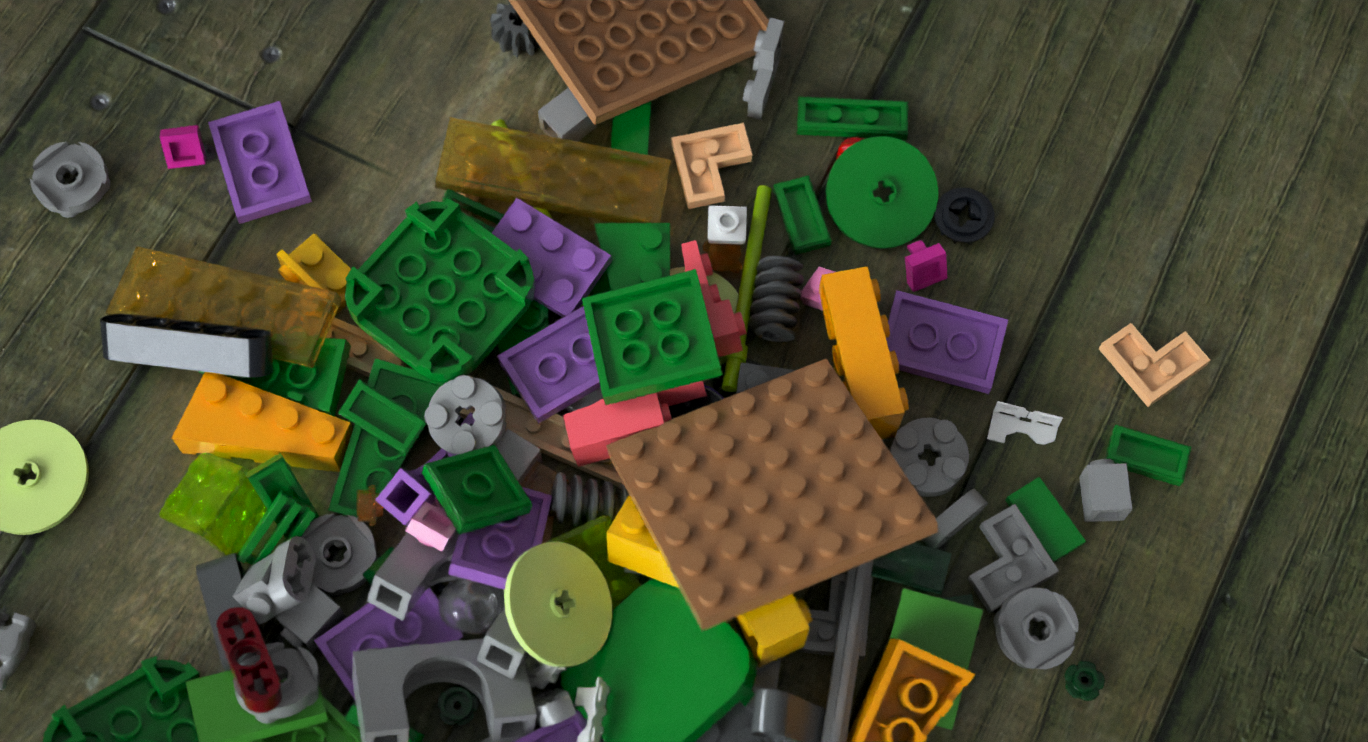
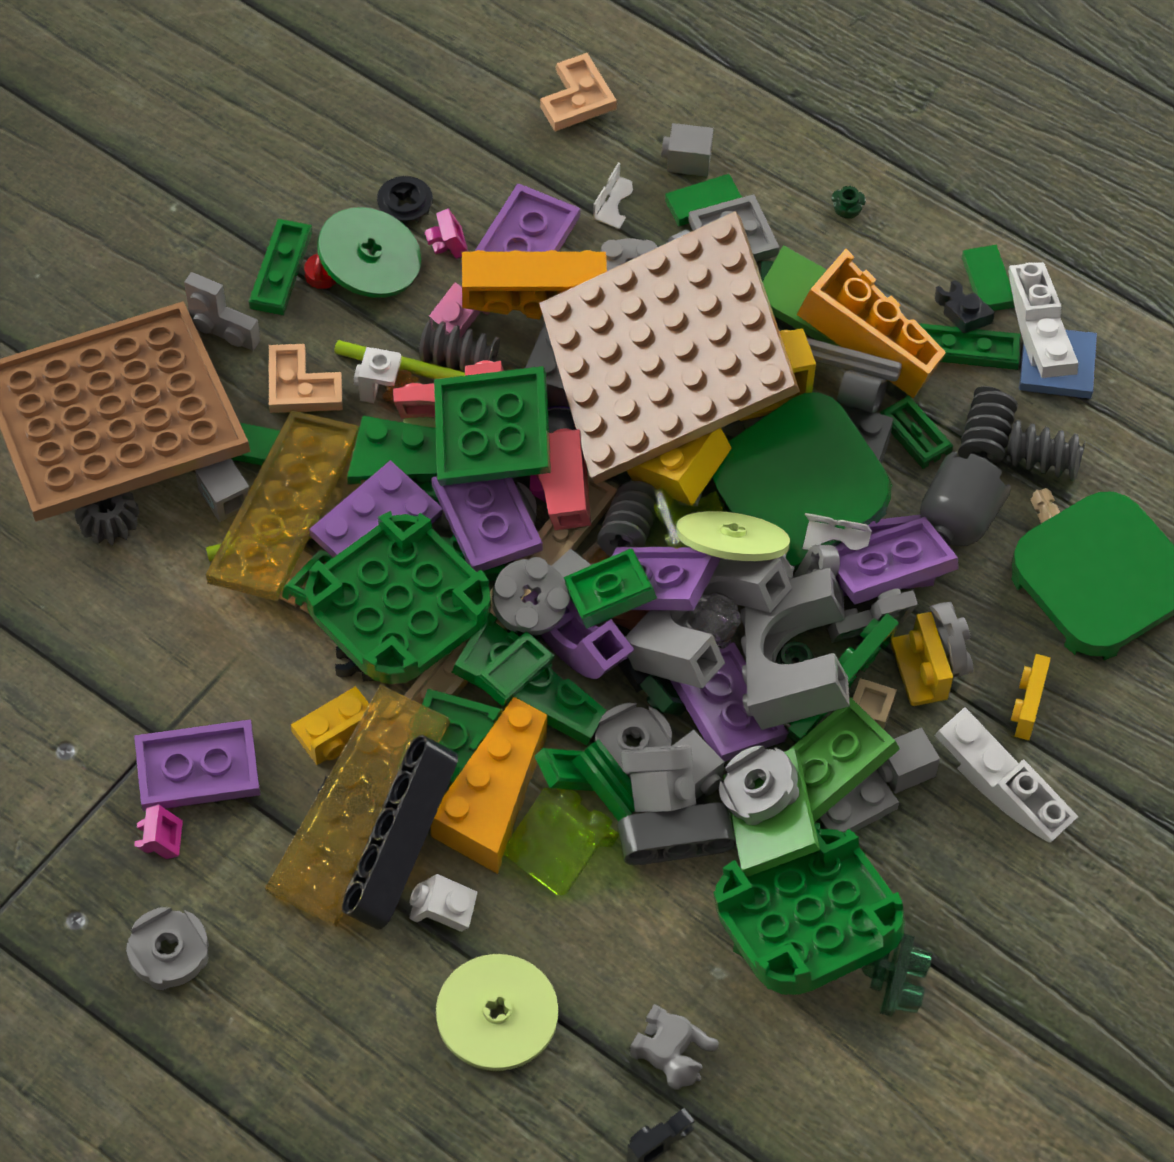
camera: 80 degrees left, 10 degrees down
(134, 406) = (443, 902): none -> white bracket
(246, 675) = (754, 800): dark red beam -> none
(367, 506) = (598, 693): clear orange plate -> none
(432, 526) = (643, 620): bright pink plate -> none
(801, 215) = (371, 322): green tile -> none
(1058, 635) = (794, 233): light grey plate -> none
(1149, 455) = (657, 118): green tile -> none

